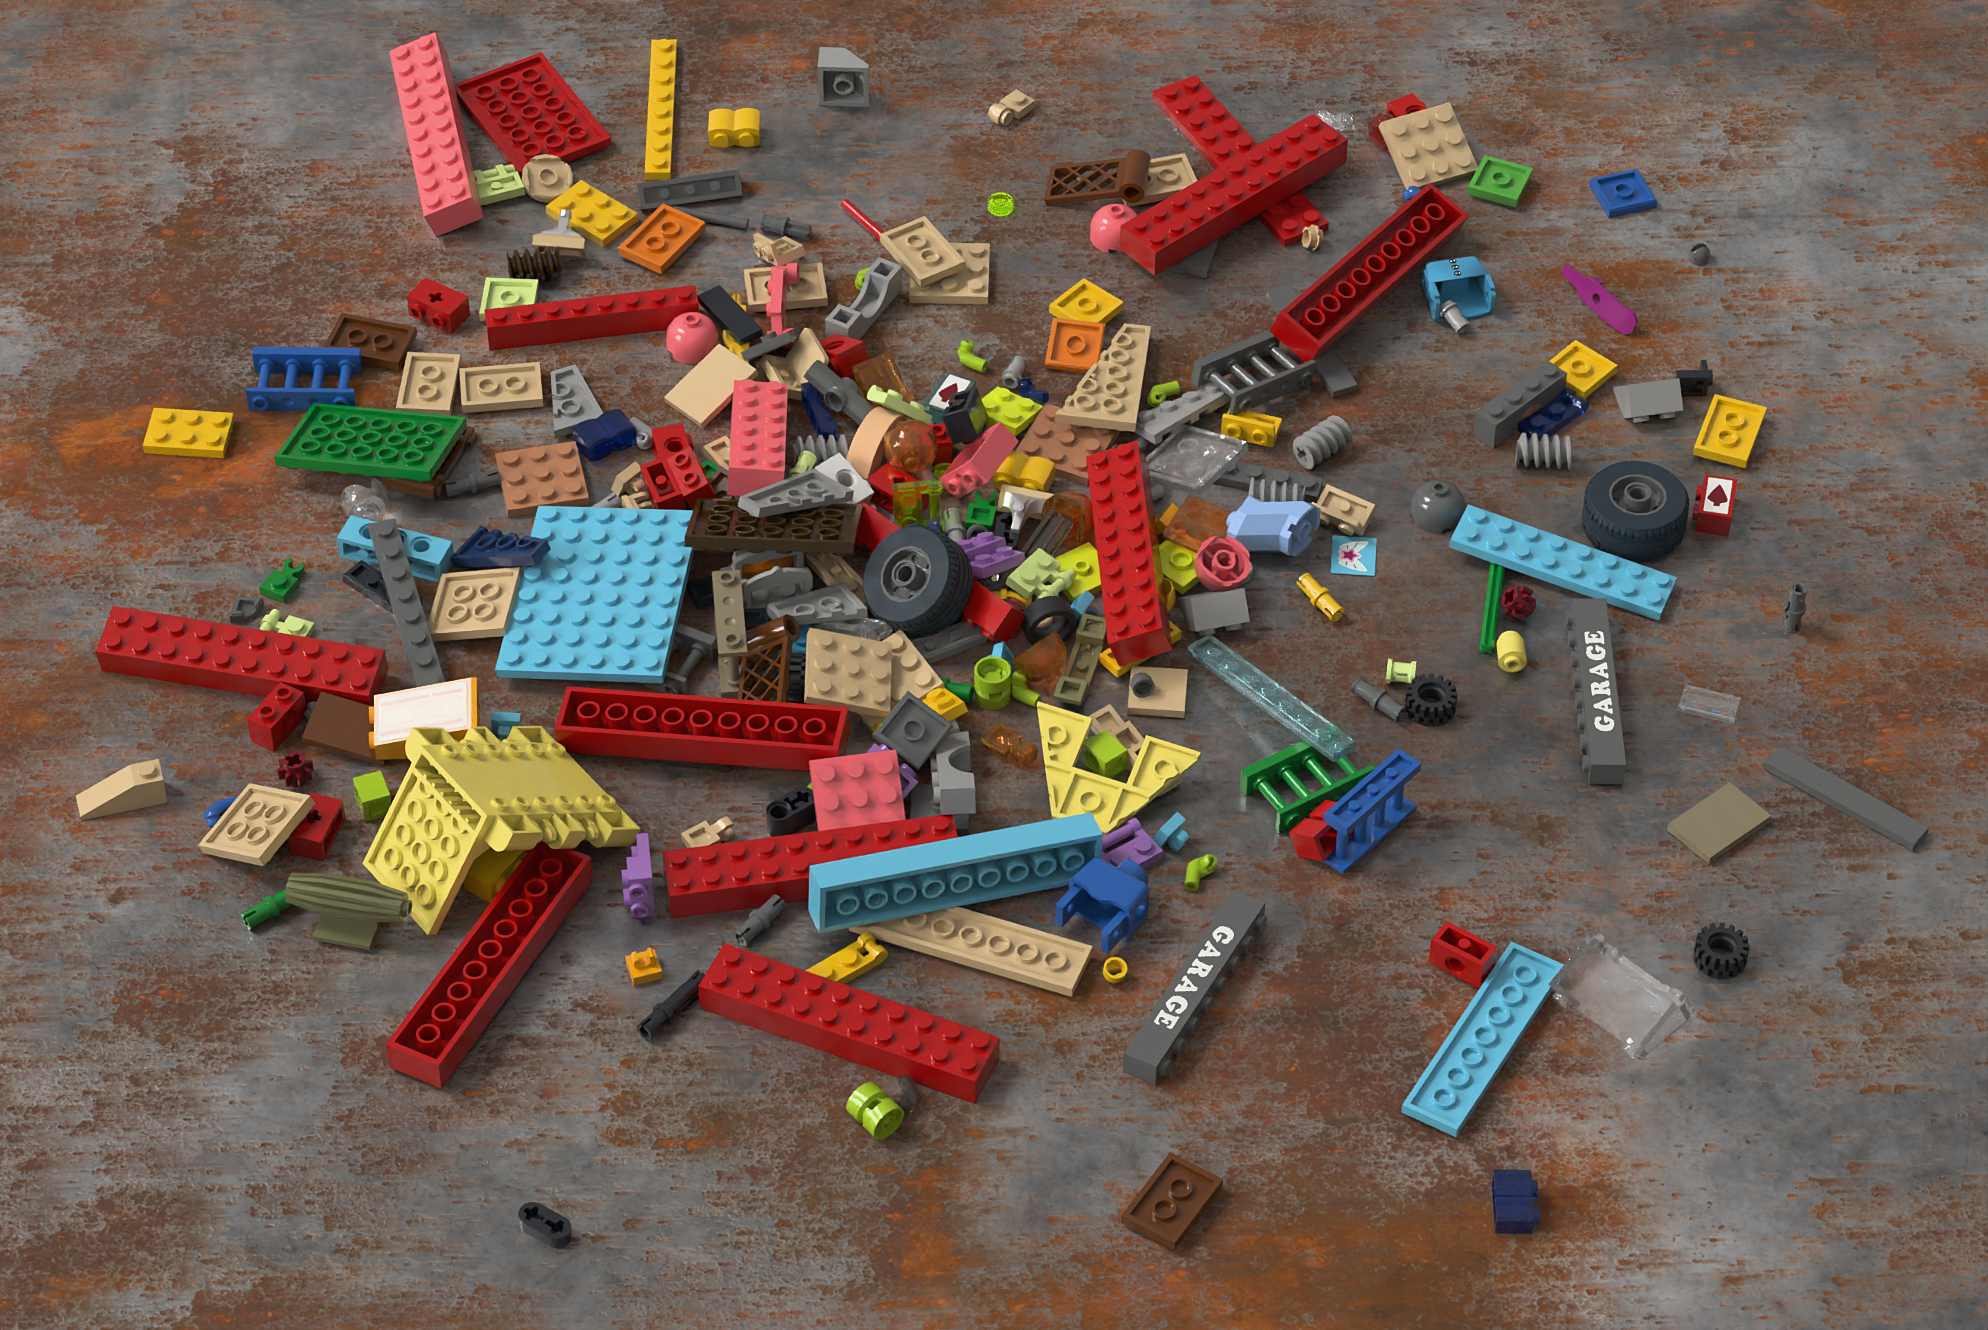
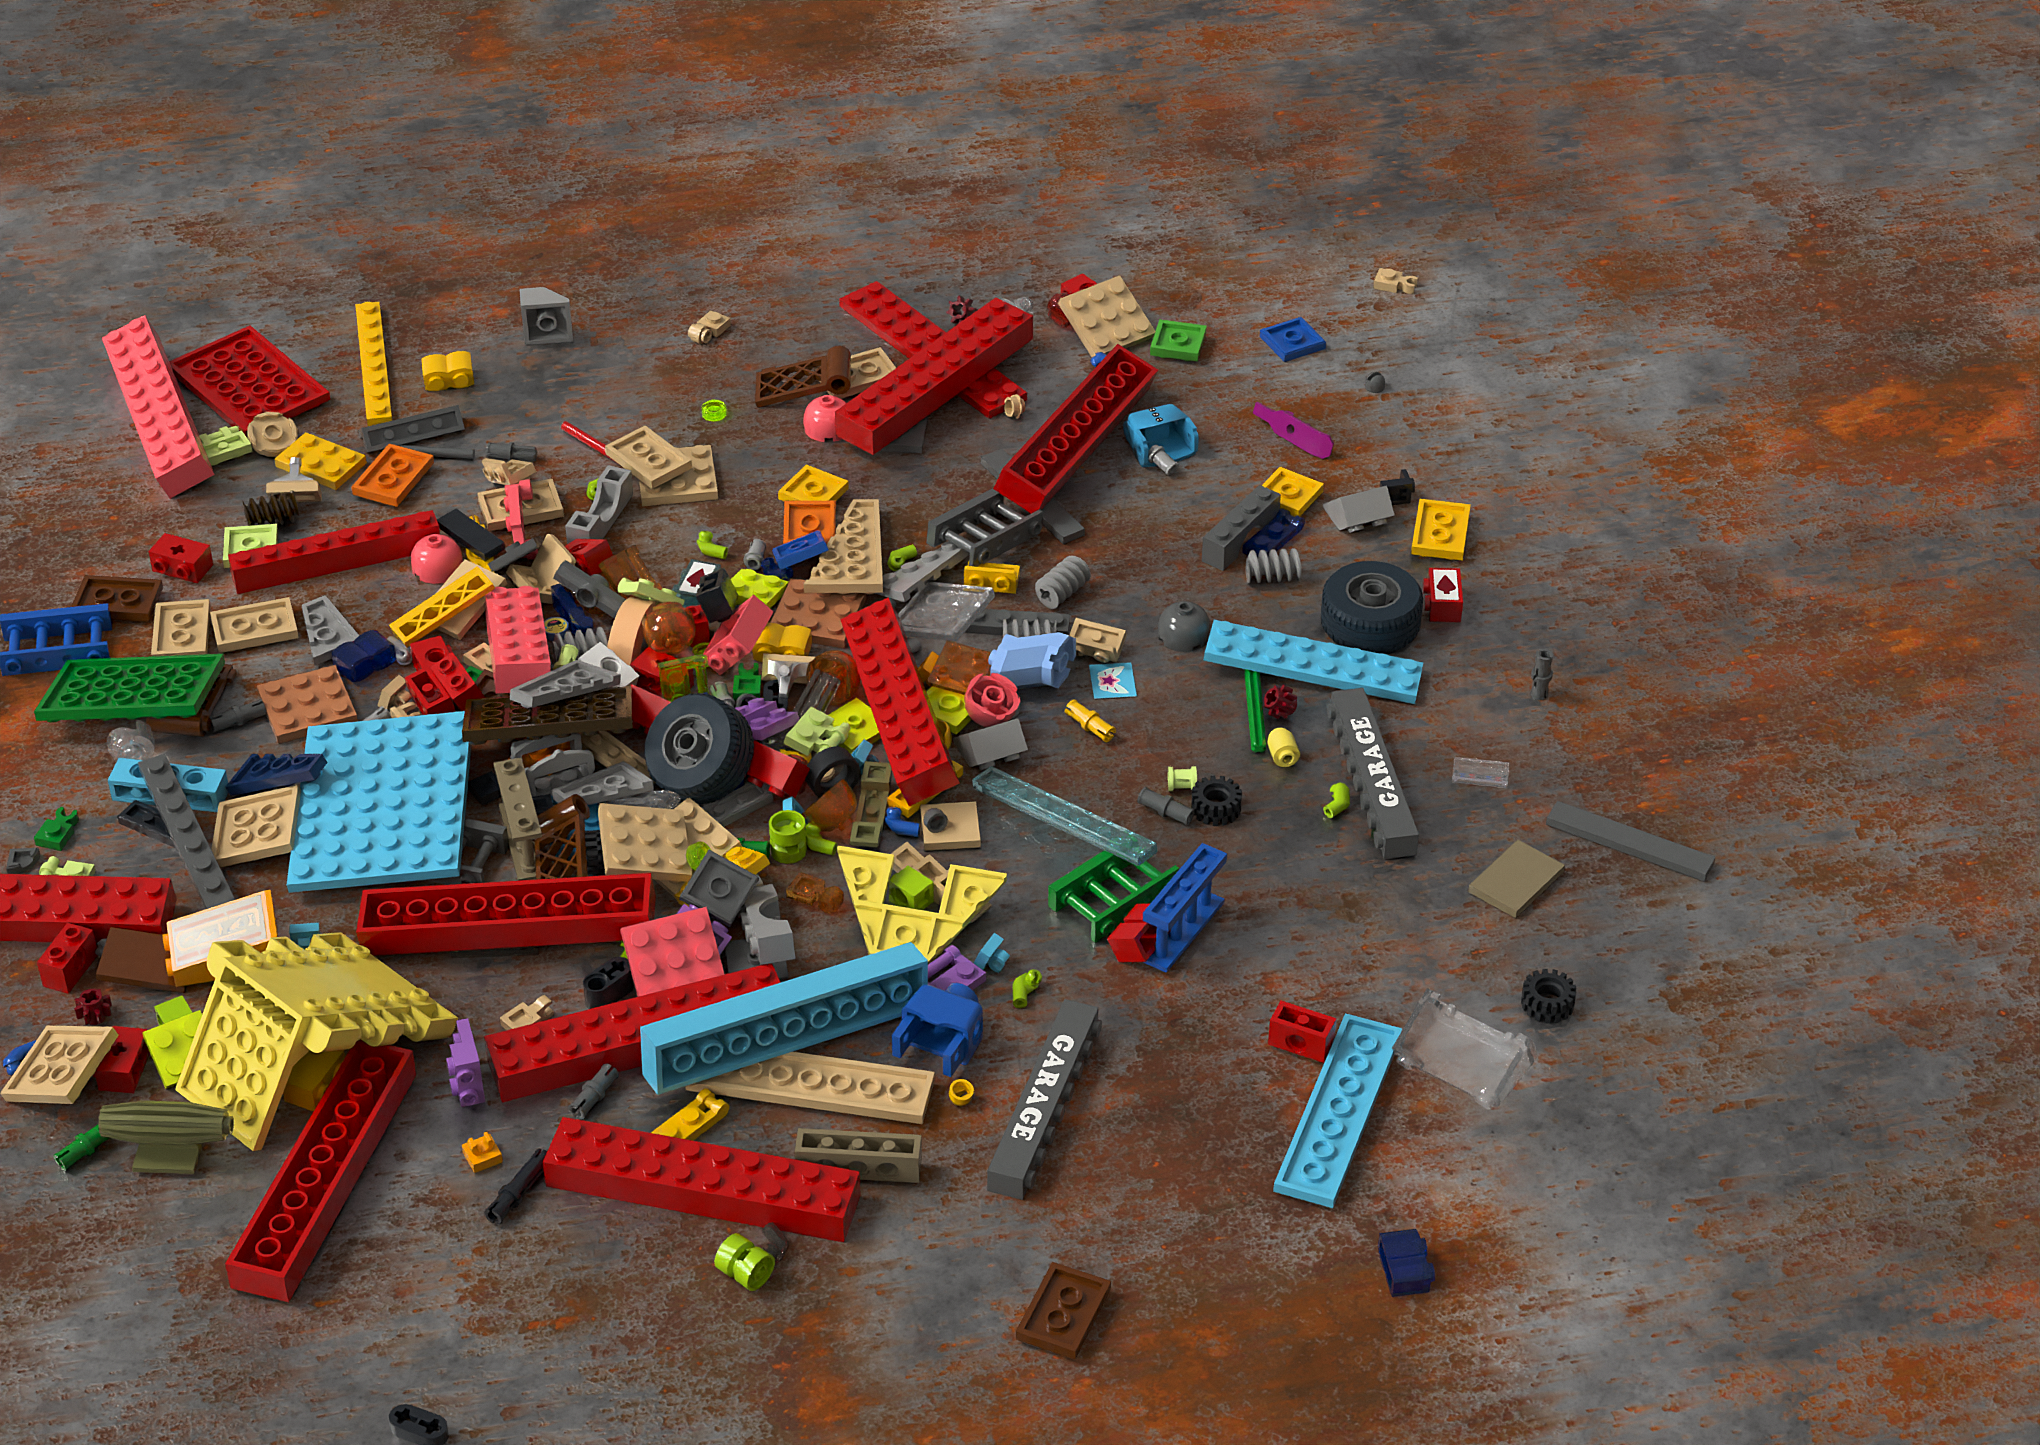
camera: 10 degrees left, 5 degrees down
(363, 820) = (170, 1046): none -> neon yellow plate
(688, 393) = (441, 606): none -> yellow fence
(799, 426) = (555, 625): none -> tile
(897, 690) = (695, 853): none -> clear neon green tile
(1012, 1020) = (872, 1153): none -> dark tan brick
(1059, 373) = (800, 549): none -> blue tile
(1106, 684) = (900, 826): none -> blue arm
(1271, 121) = (955, 307): none -> dark red gear
(1558, 715) = (1341, 800): none -> lime arm
(1745, 136) = (1393, 280): none -> tan plate

